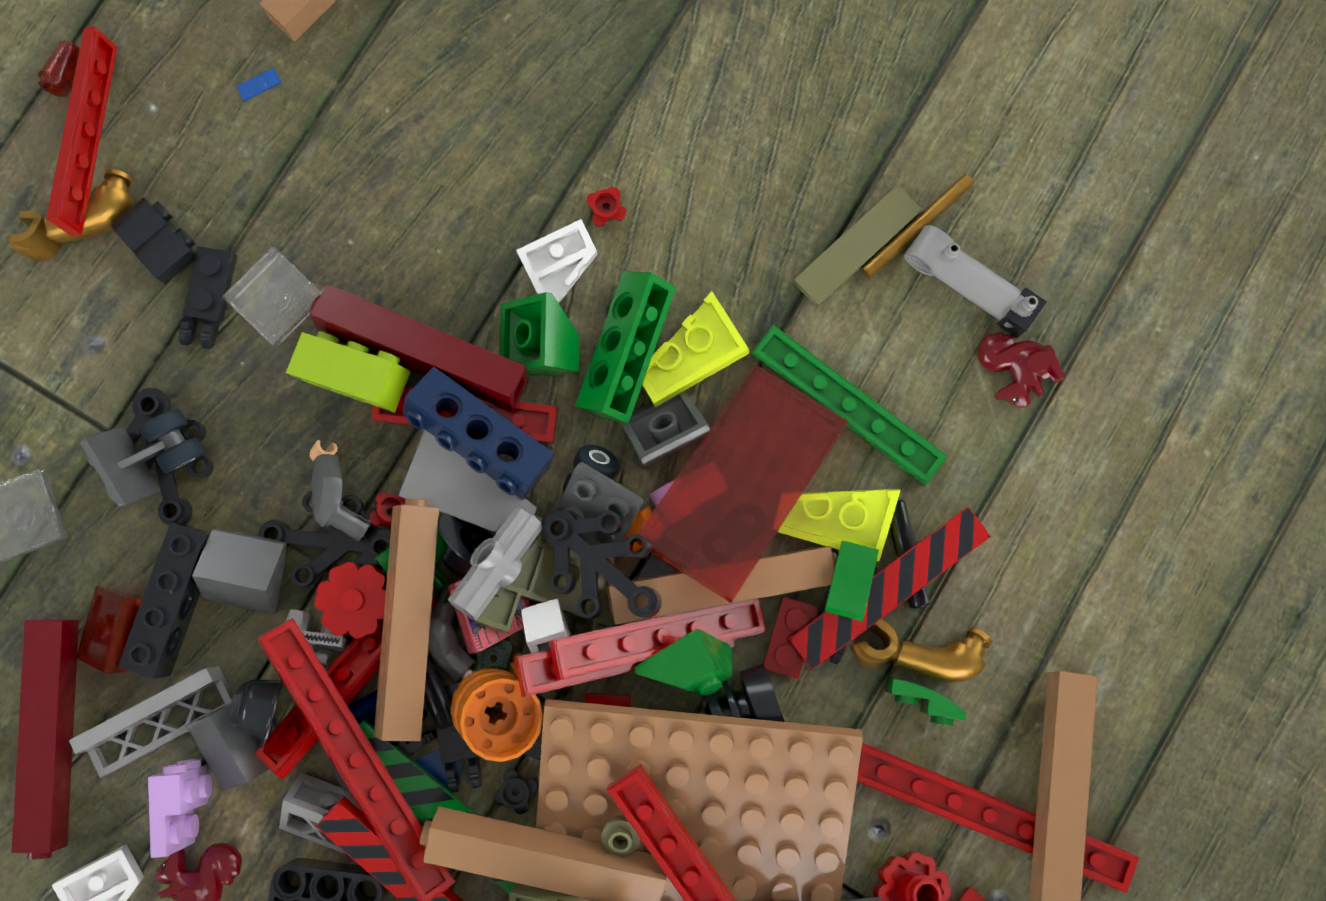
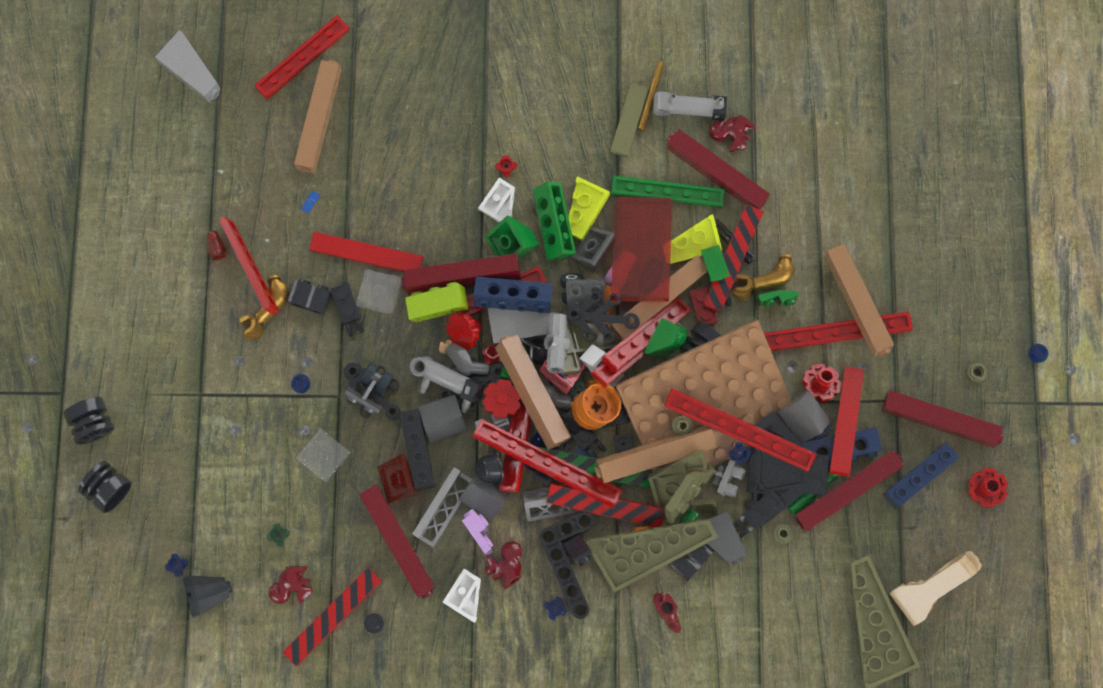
camera: 30 degrees left, 5 degrees down
(57, 375) = (300, 383): none -> clear blue plate
(292, 220) = (364, 252): none -> red tile
(308, 549) = (468, 388): none -> light grey piece
(366, 444) = (463, 330): none -> red plant
(953, 417) = (716, 170): none -> dark red brick

